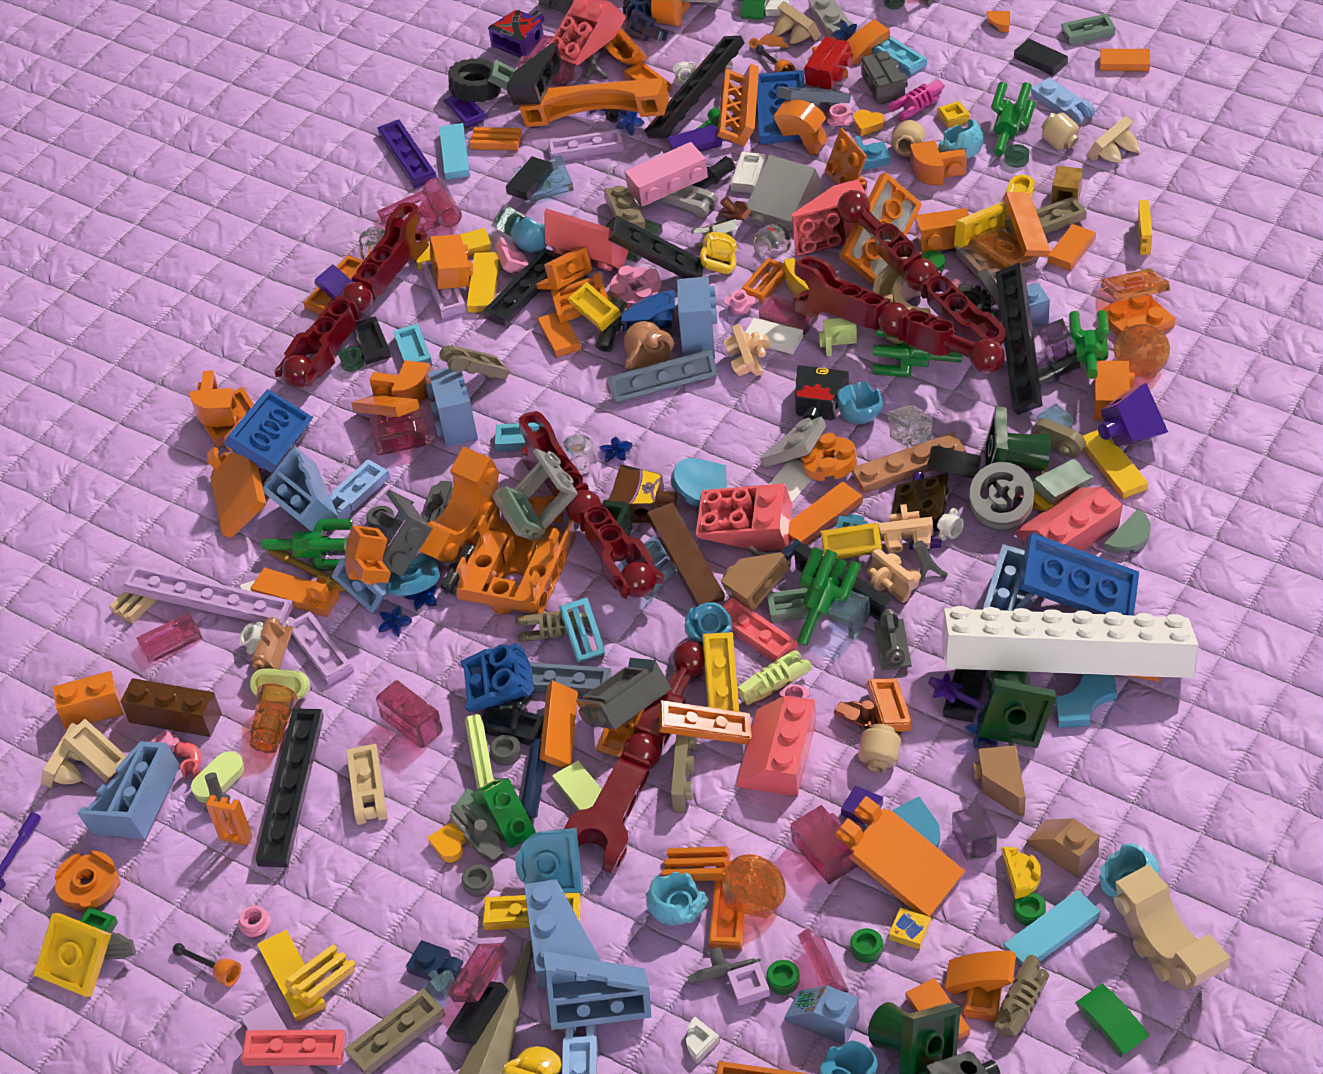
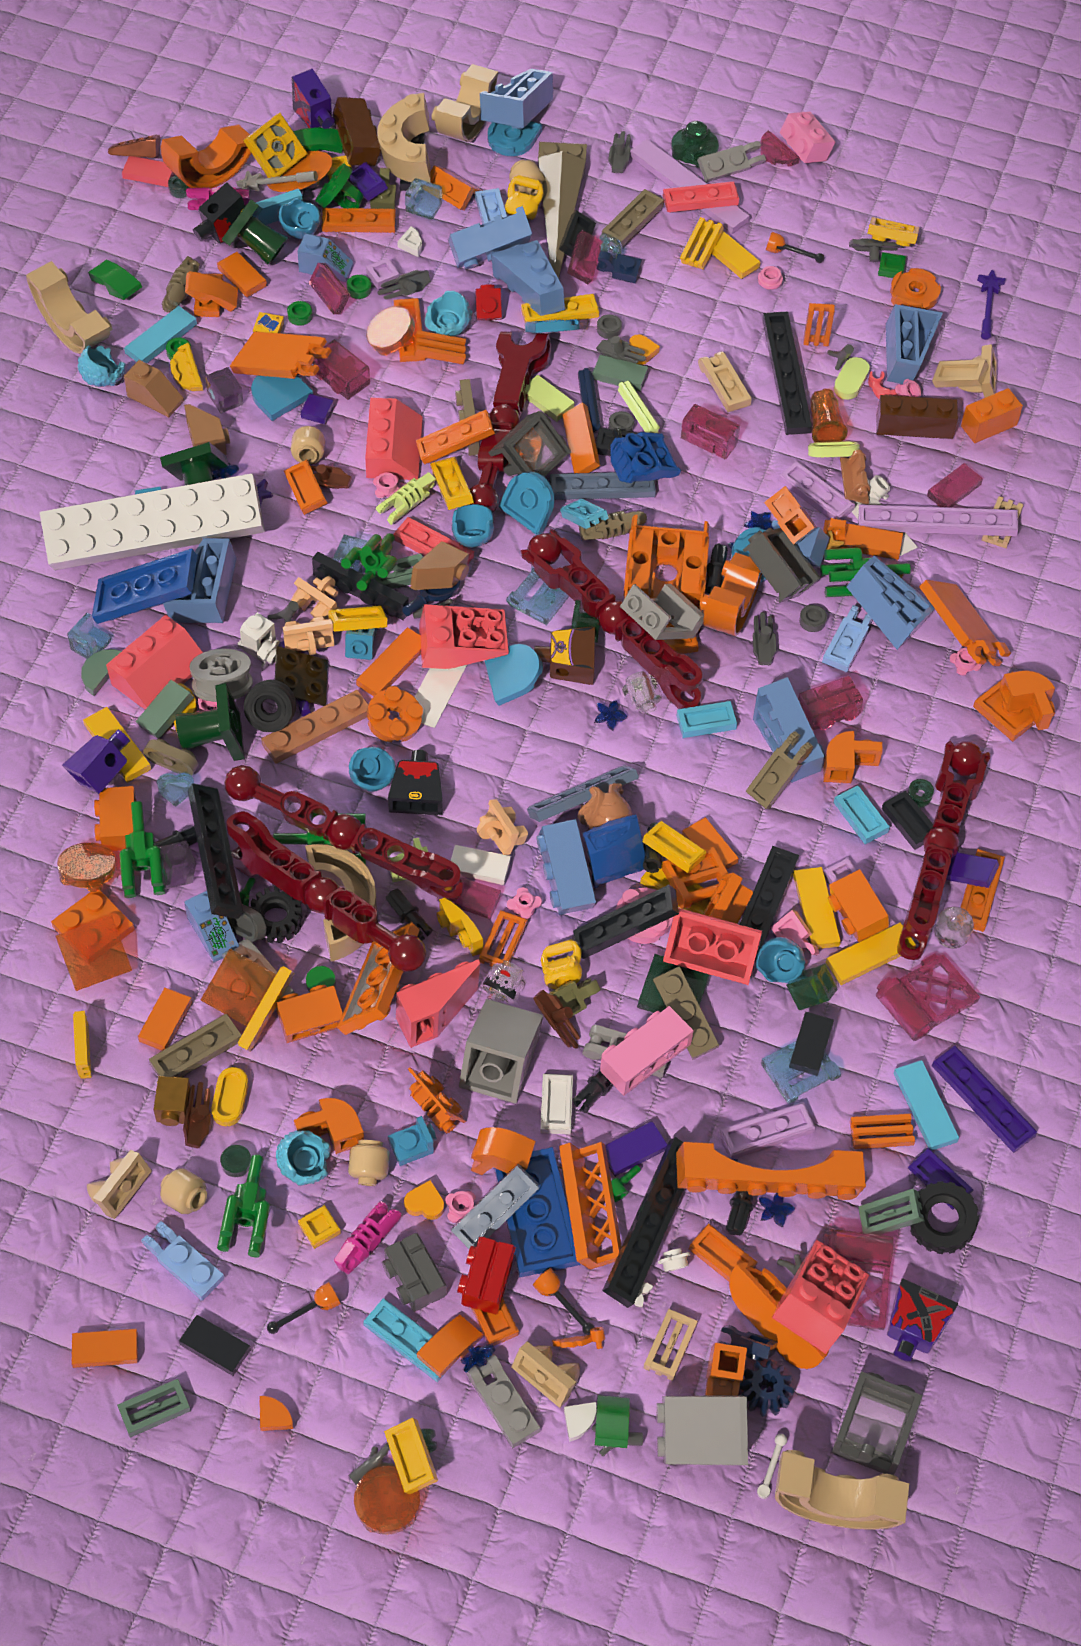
camera: 160 degrees right, 10 degrees up
(268, 431) = (953, 661): blue plate -> none
(385, 405) = (852, 711): orange tile -> none
(506, 810) = (611, 363): green bracket -> none
(521, 512) = (678, 617): sand green tile -> none
(534, 77) = (855, 1177): black slope -> none
(619, 925) = (488, 303): none -> red bracket
(640, 645) = (529, 501): none -> dark azure tile
(685, 555) = (510, 590): reddish brown tile -> none
(705, 40) = (660, 1368): none -> tan tile
(795, 443) = (429, 724): light grey wing -> none
(892, 641) = (307, 538): dark grey hinge -> none
(910, 425) = (317, 757): clear brick -> none
(953, 71) = (324, 1298): none -> hinge
(961, 540) = (253, 631): none -> white brick
(1026, 224) = (215, 1017): orange tile -> none
(1045, 181) = (197, 1118): none -> copper piece
(1146, 557) = (86, 638): none -> clear light blue panel

